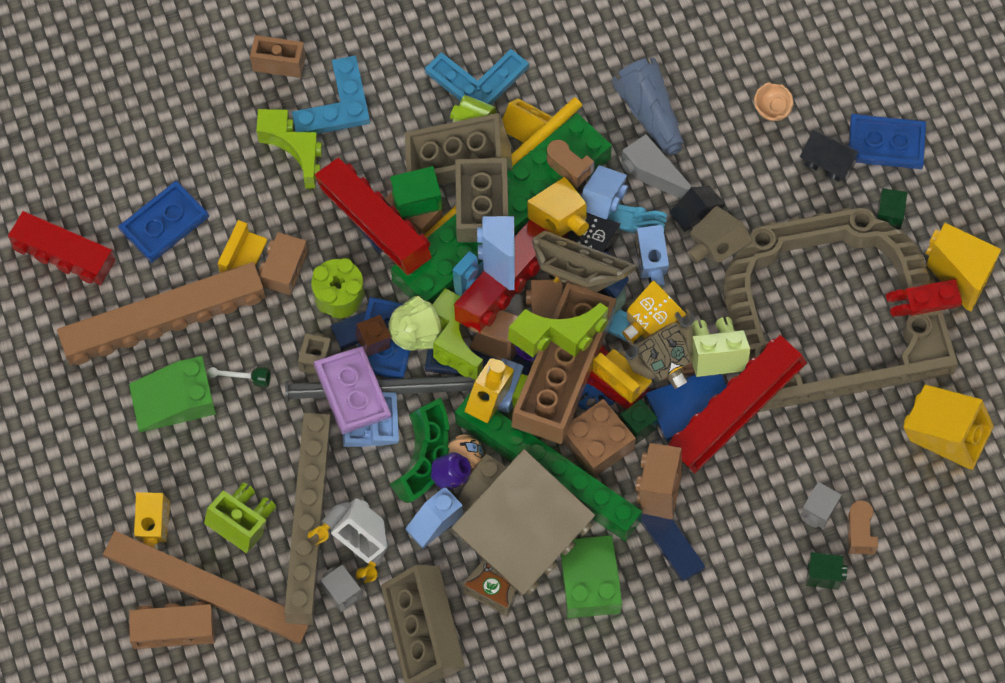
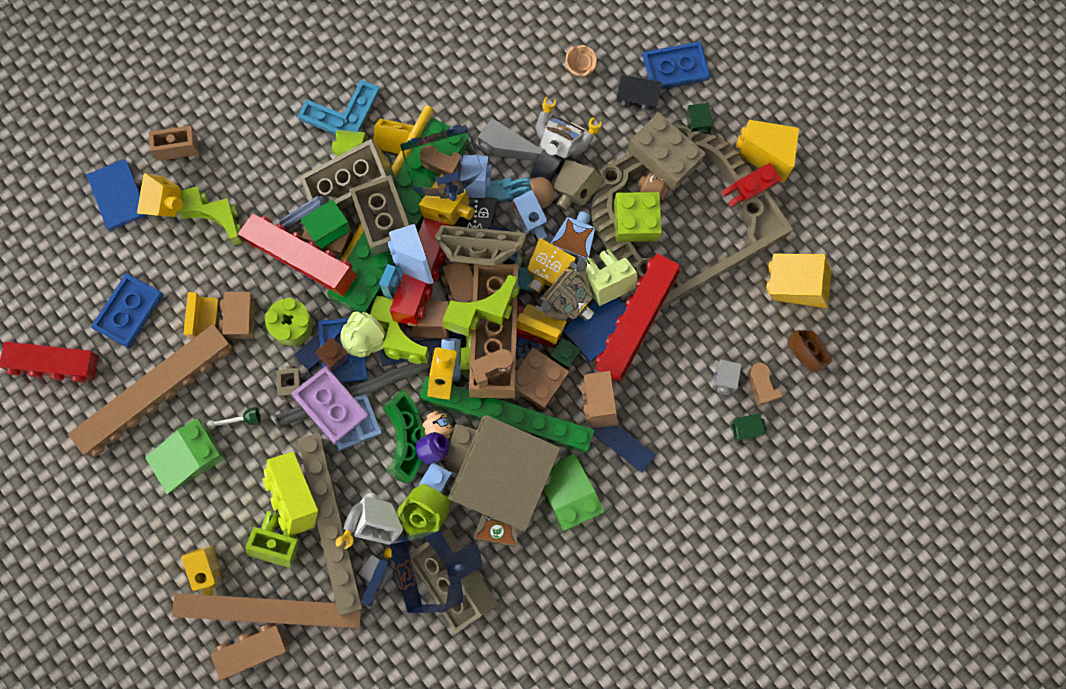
camera: 25 degrees left, 10 degrees up
(195, 94) = (116, 194): none -> blue tile
(242, 109) = (159, 196): none -> yellow torso
(275, 468) = (290, 494): none -> neon yellow brick
(337, 592) = (375, 582): none -> dark blue tile
(348, 113) = (247, 173): dark azure plate -> none
(383, 176) = (296, 216): none -> sand blue axle
(416, 536) = (423, 510): none -> lime brick
(433, 602) = (457, 565): none -> dark blue piece
(546, 393) = (490, 365): none -> medium nougat leg
(567, 184) = (449, 185): none -> piece
(649, 101) = (486, 91): sand blue cone -> none
(676, 233) = (543, 191): none -> medium nougat hair
(698, 294) = (575, 236): none -> torso
(720, 178) = (562, 136): none -> torso
(774, 291) = (637, 217): none -> lime brick
(809, 268) = (653, 183): none -> medium nougat head
(834, 229) = (666, 151): none -> dark tan brick
(931, 507) = (809, 350): none -> reddish brown piece

